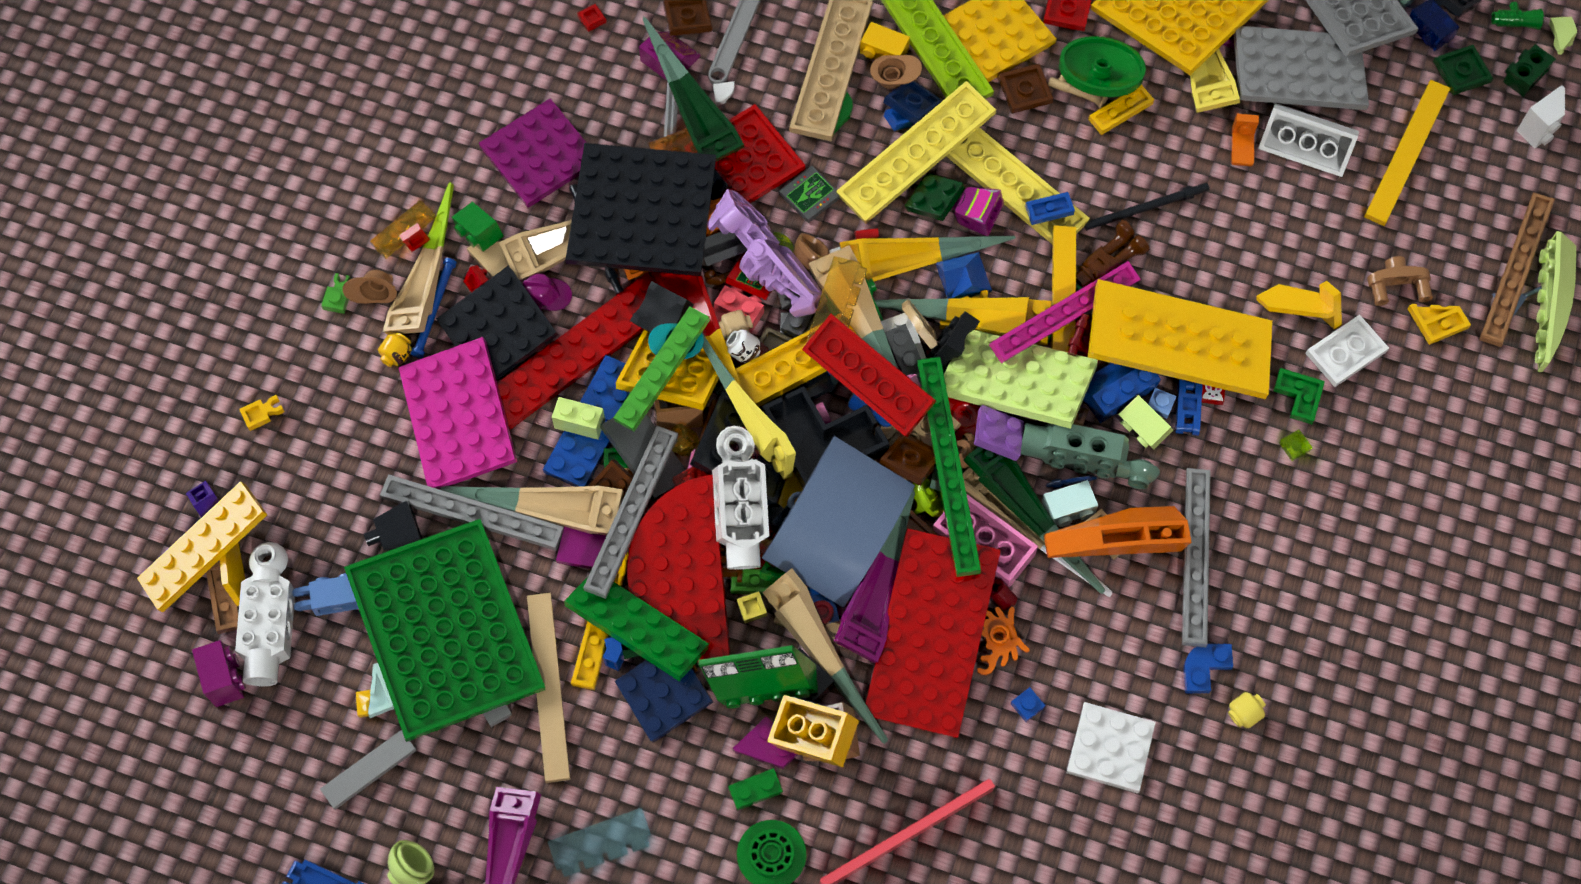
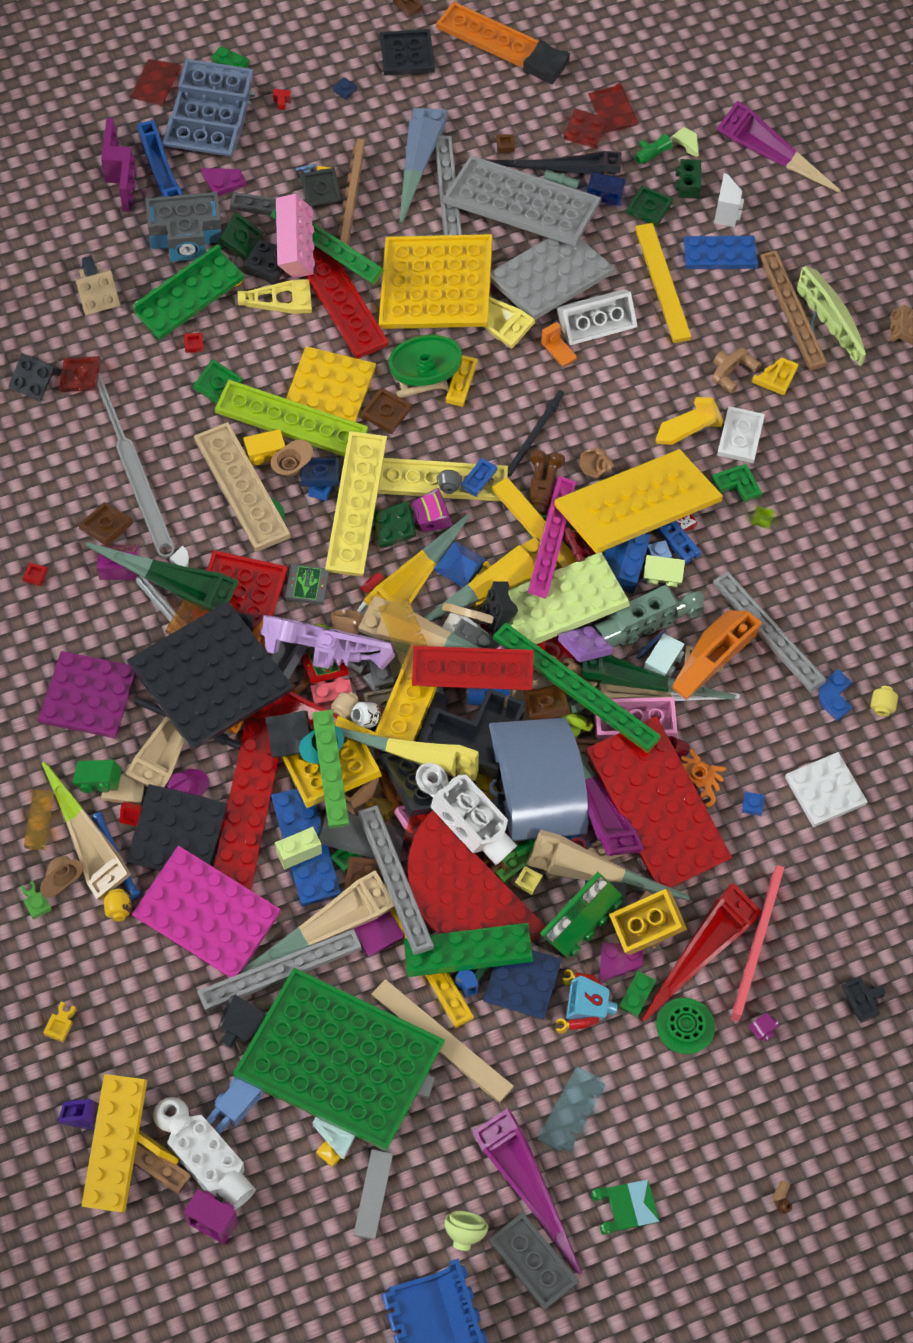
camera: 45 degrees left, 5 degrees down
(414, 237) = (56, 817): red plate -> none
(699, 757) = (586, 1003): none -> medium azure torso
(889, 791) = (722, 925): none -> red plate
(1017, 192) = (449, 481): none -> dark grey cone
(1175, 274) = (595, 462): none -> medium nougat hair
(1494, 162) = (720, 252): none -> blue plate

